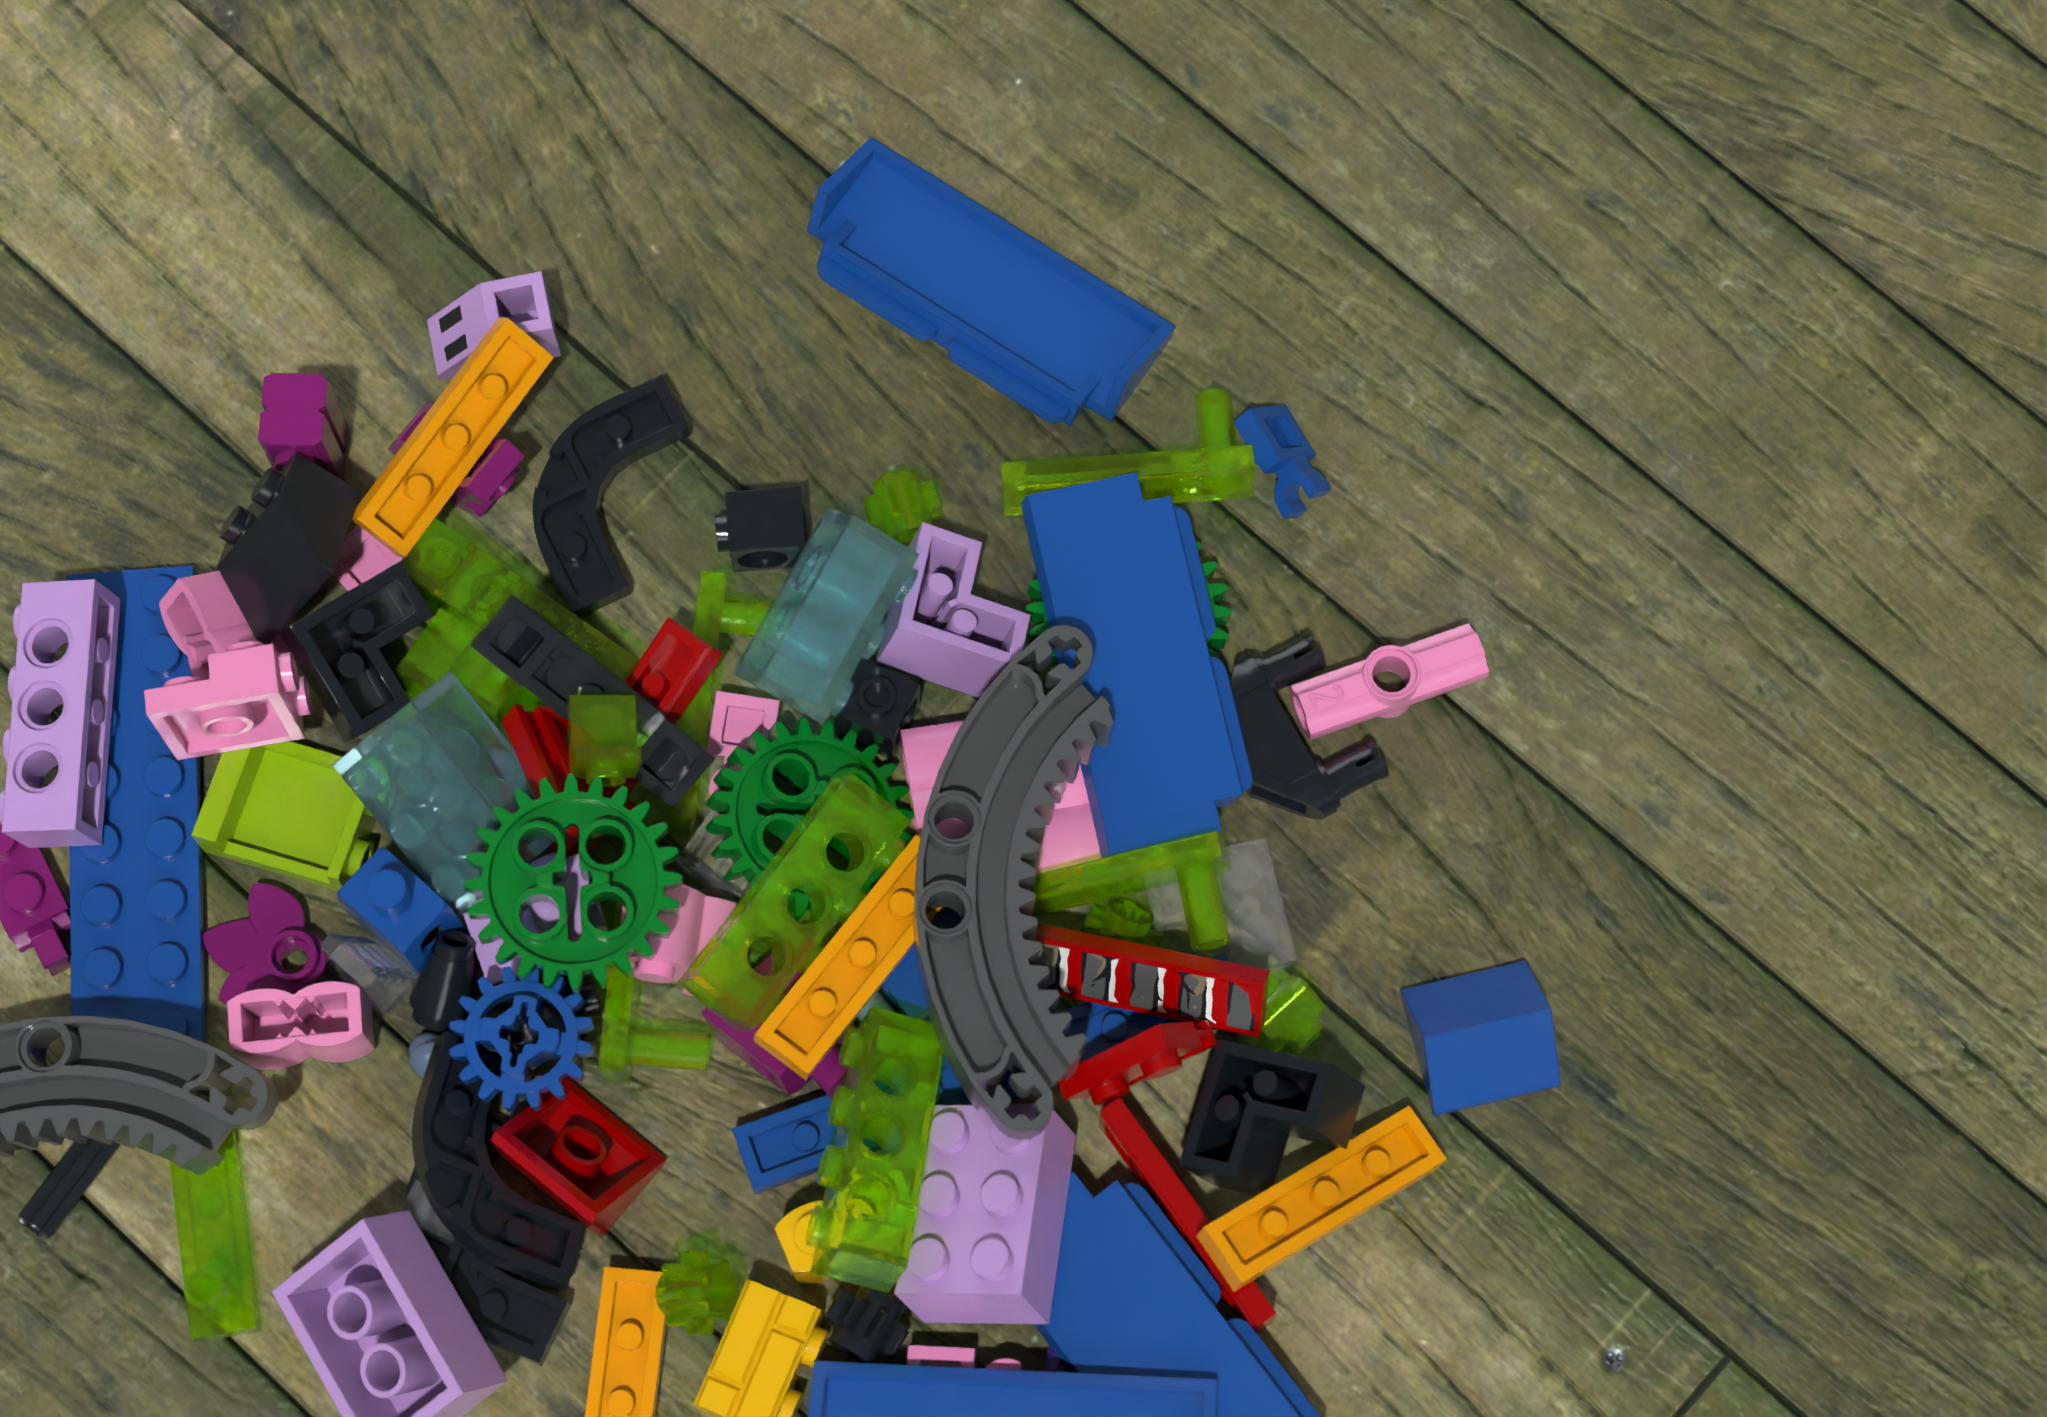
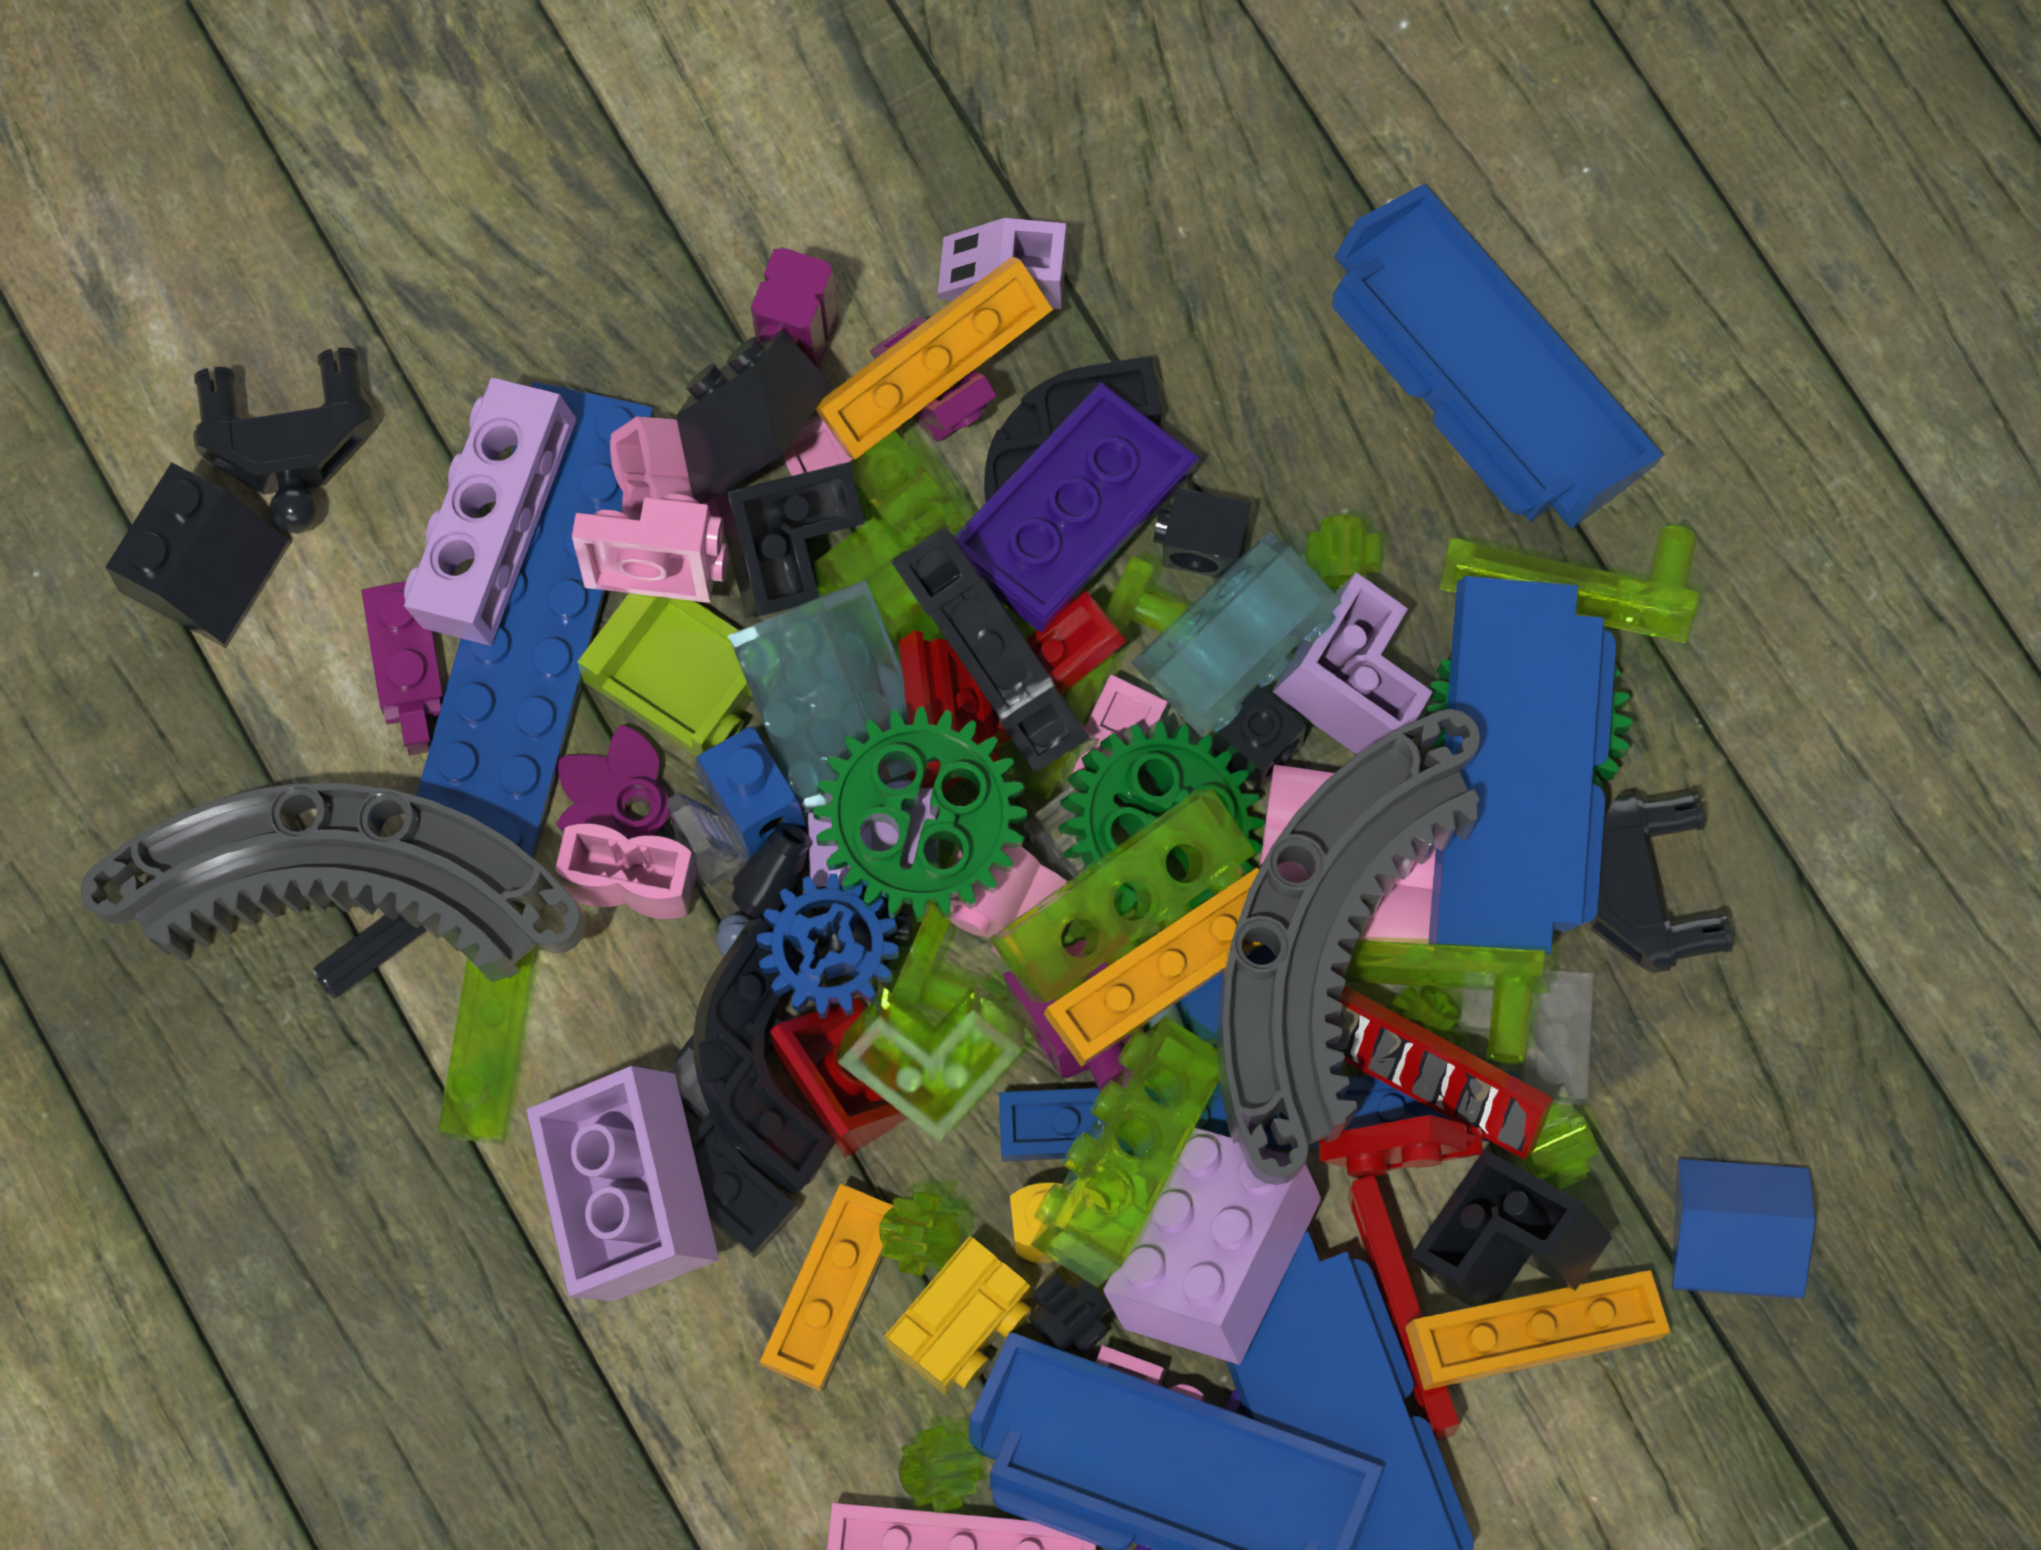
camera: 20 degrees right, 0 degrees up
(603, 738) = (989, 686): clear neon green bracket -> none
(631, 539) = (1073, 505): none -> dark purple tile
(662, 1127) = (928, 1069): none -> clear neon green brick
(1282, 450) = (1729, 605): blue plate -> none
(1425, 666) = (1802, 858): bright pink piece -> none

